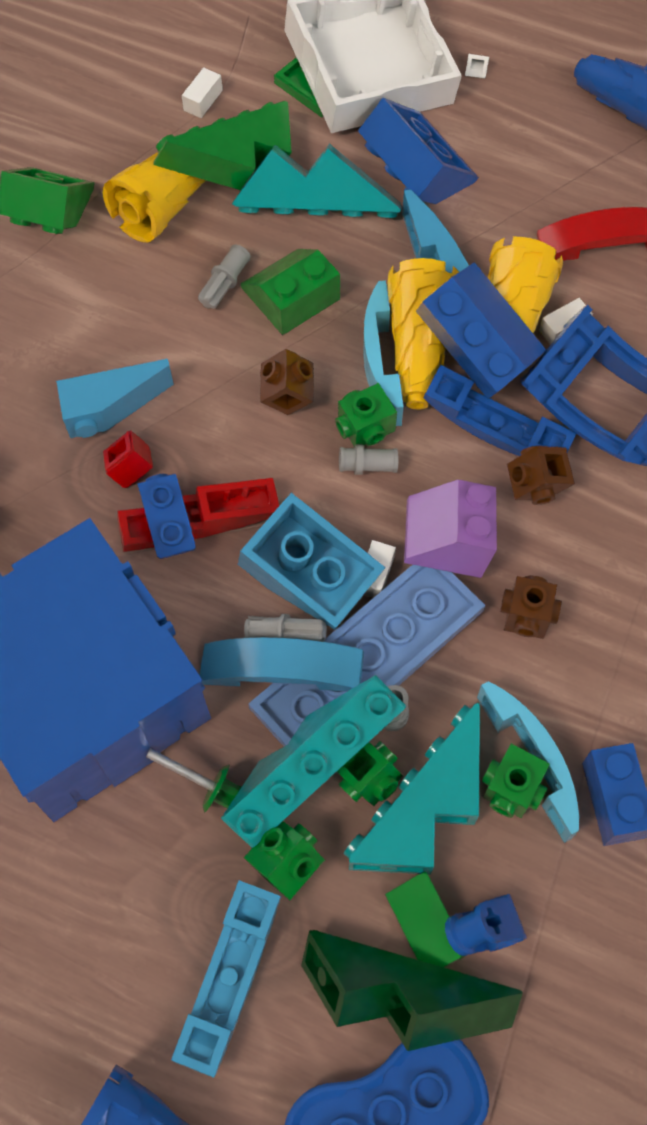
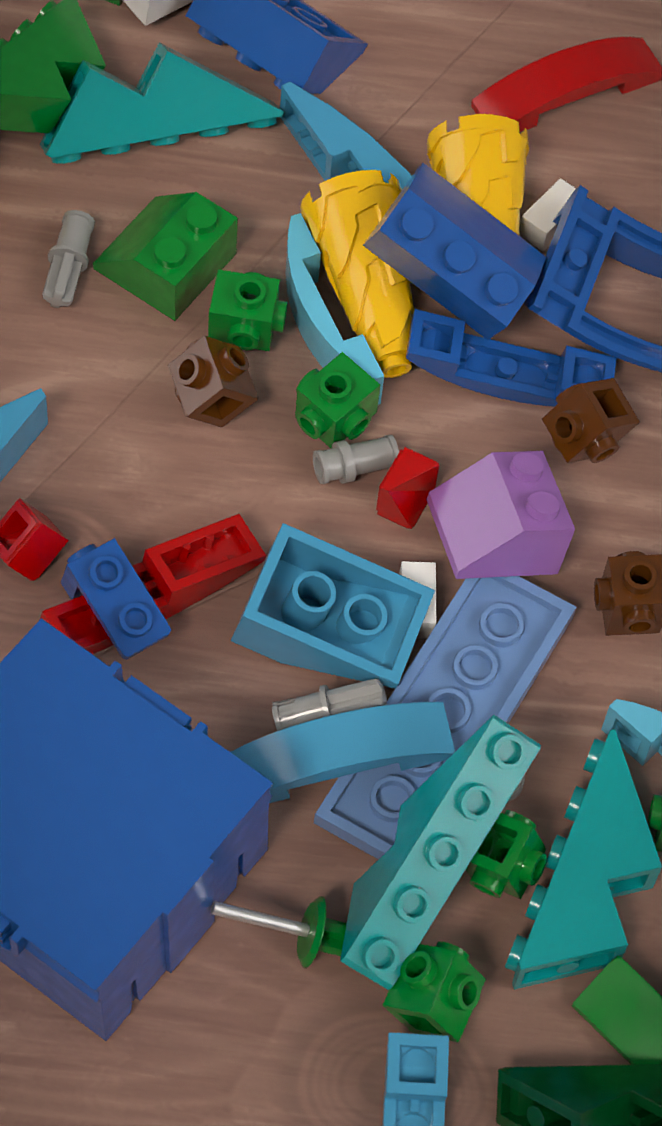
camera: 25 degrees left, 5 degrees down
(326, 338) = (246, 310): none -> green brick
(394, 488) = (406, 488): none -> red slope

